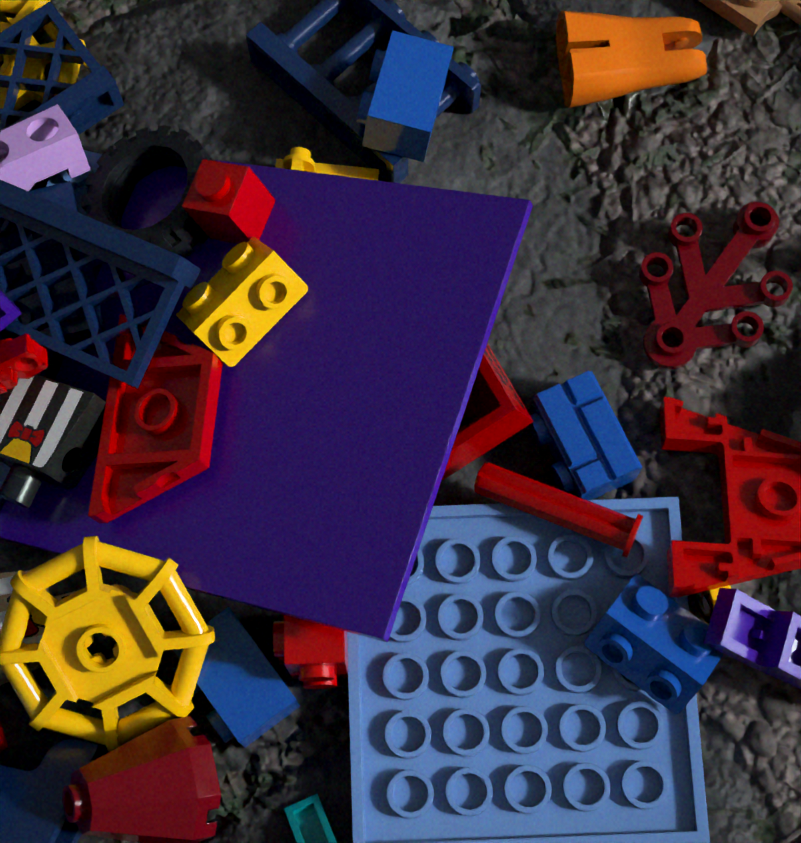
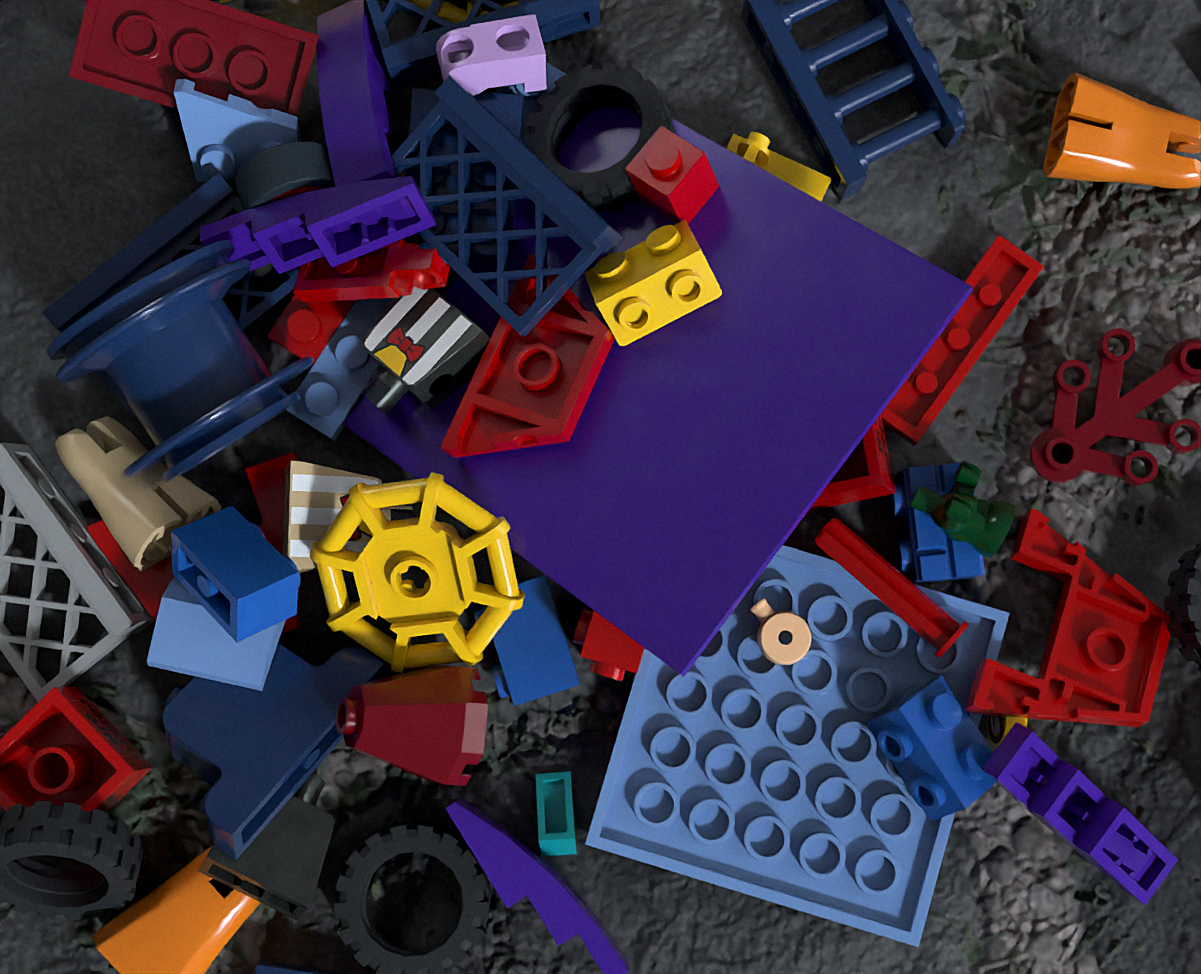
camera: 20 degrees right, 10 degrees up
(406, 95) = (887, 118): blue brick -> none
(464, 578) = (775, 622): none -> light nougat piece
(540, 272) = (997, 288): none -> red plate
(602, 416) = (964, 515): none -> dark green piece

